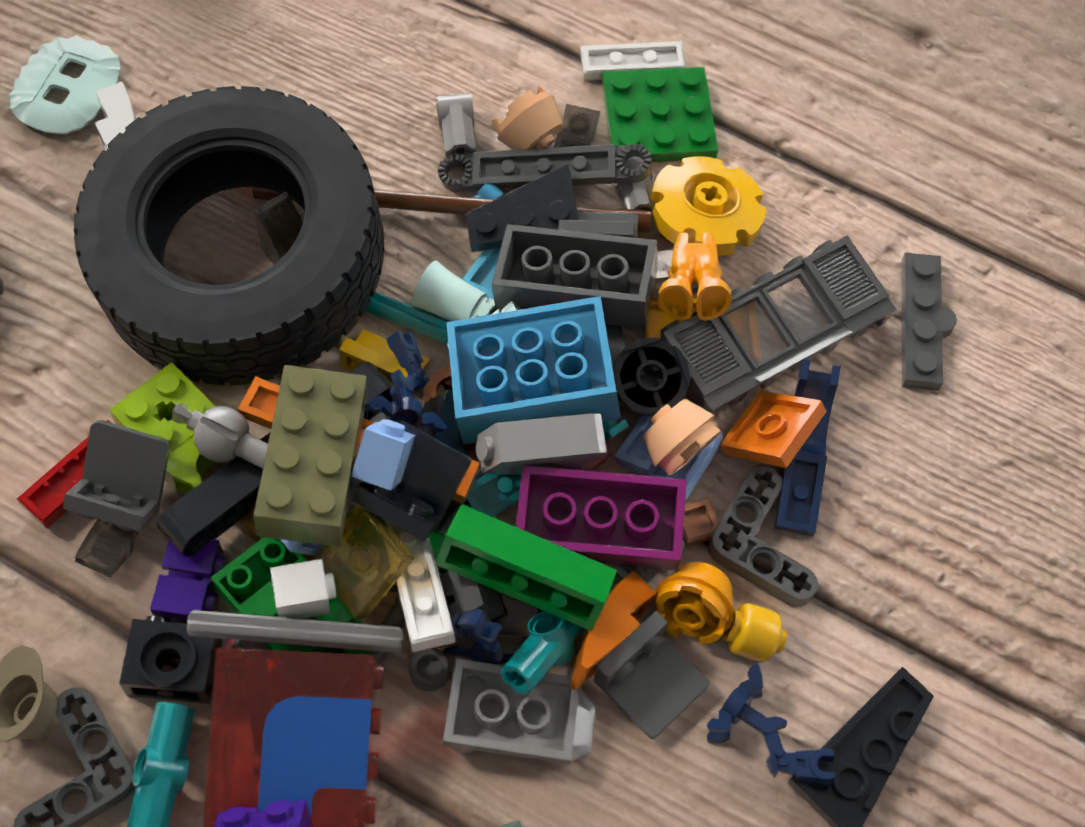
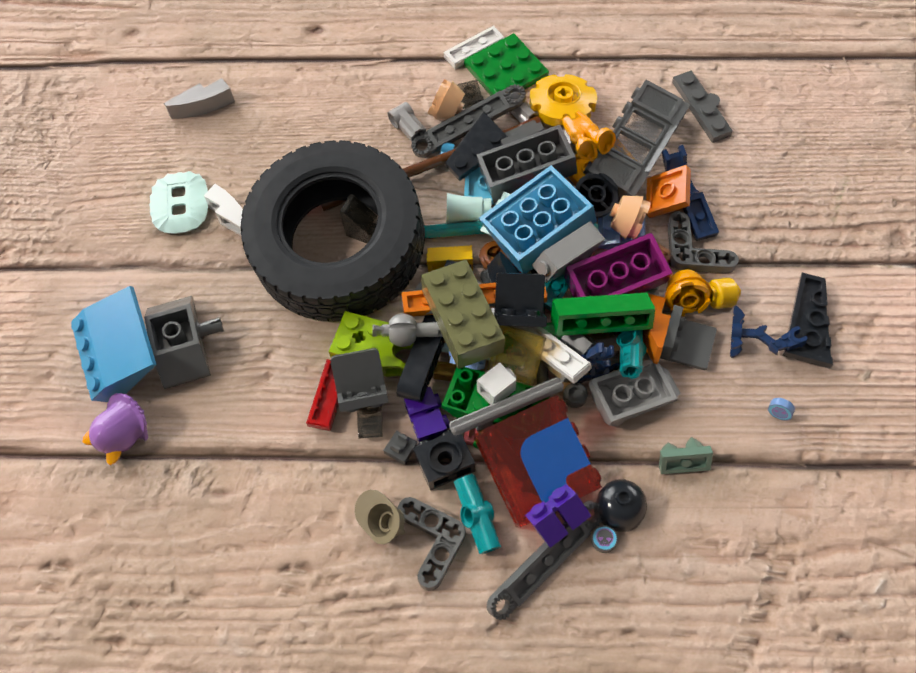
camera: 20 degrees left, 0 degrees up
(123, 606) = (400, 447): none -> dark grey tile
(383, 454) = (500, 292): light blue brick -> none
(404, 405) = (488, 269): dark blue piece -> none

